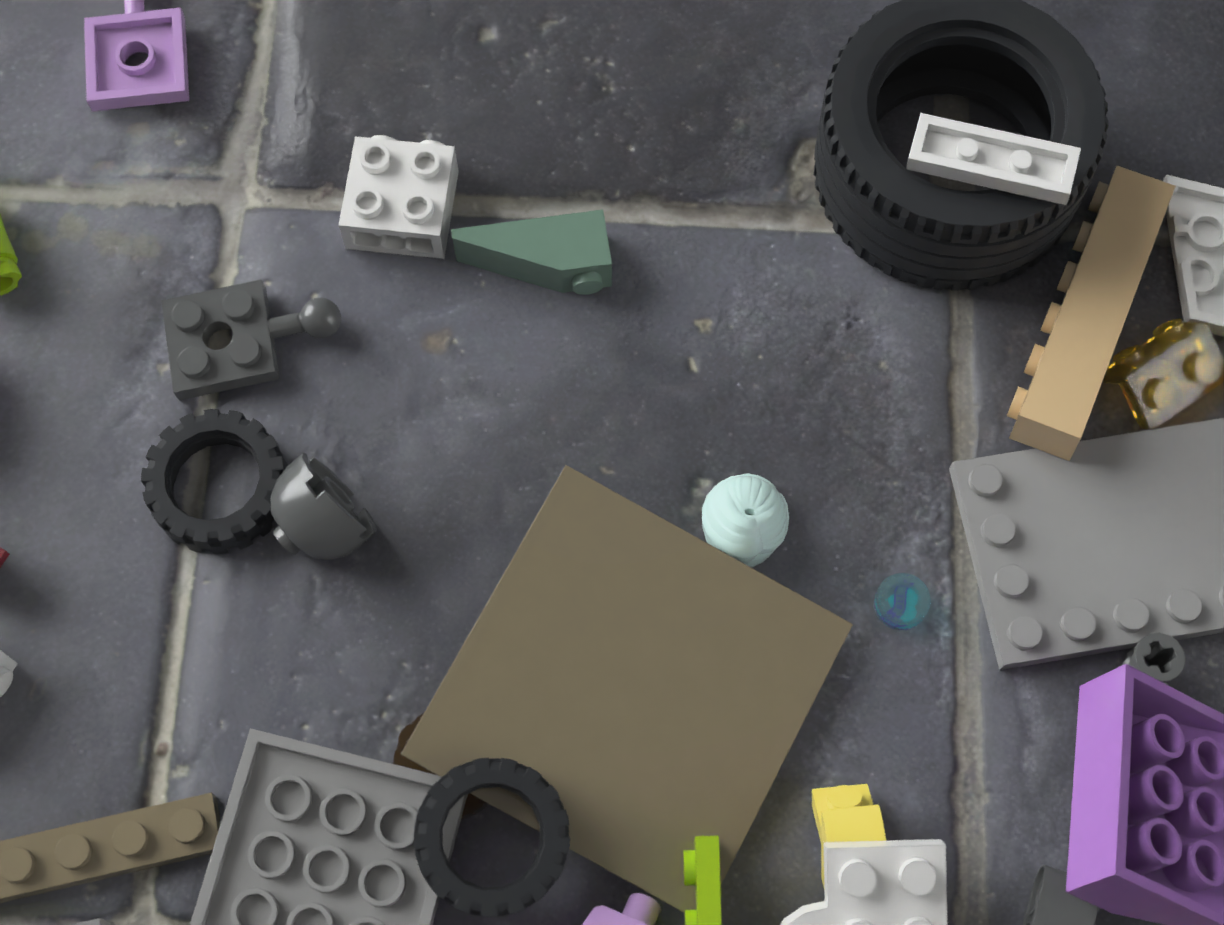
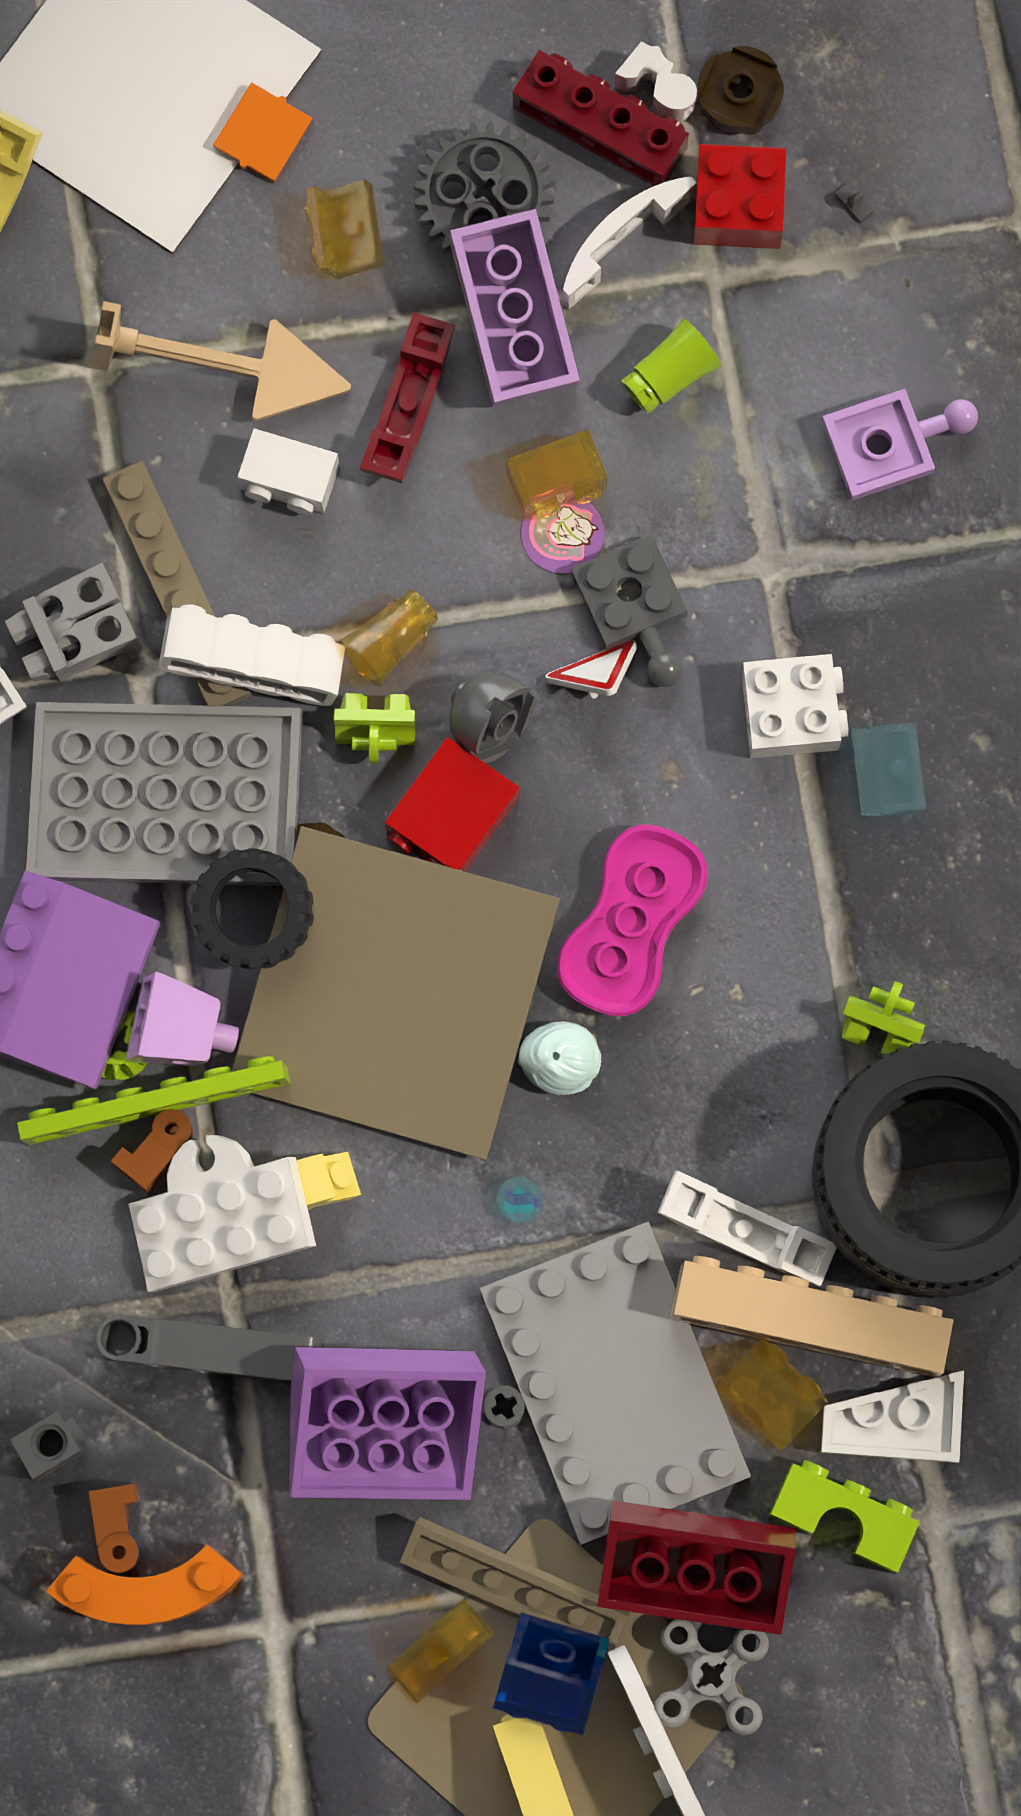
camera: 80 degrees right, 10 degrees up
(59, 384) = (557, 475): none -> clear yellow brick
(128, 400) = (564, 538): none -> sticker
(164, 782) = (252, 656): none -> white brick
(191, 437) = (502, 579): black tyre -> none
(193, 611) = (389, 637): none -> clear yellow plant
(299, 651) = (375, 728): none -> lime hips
(303, 387) = (596, 673): none -> white piece
(420, 579) = (451, 808): none -> red brick
(496, 120) = (888, 770): none -> clear light blue plate
(548, 251) = (768, 854): sand green slope -> none
(634, 431) = (618, 950): none -> dark pink plate
(785, 164) = (864, 1015): none -> lime hips
(982, 355) = (746, 1229): none -> white slope
(993, 158) = (884, 1188): white plate -> none

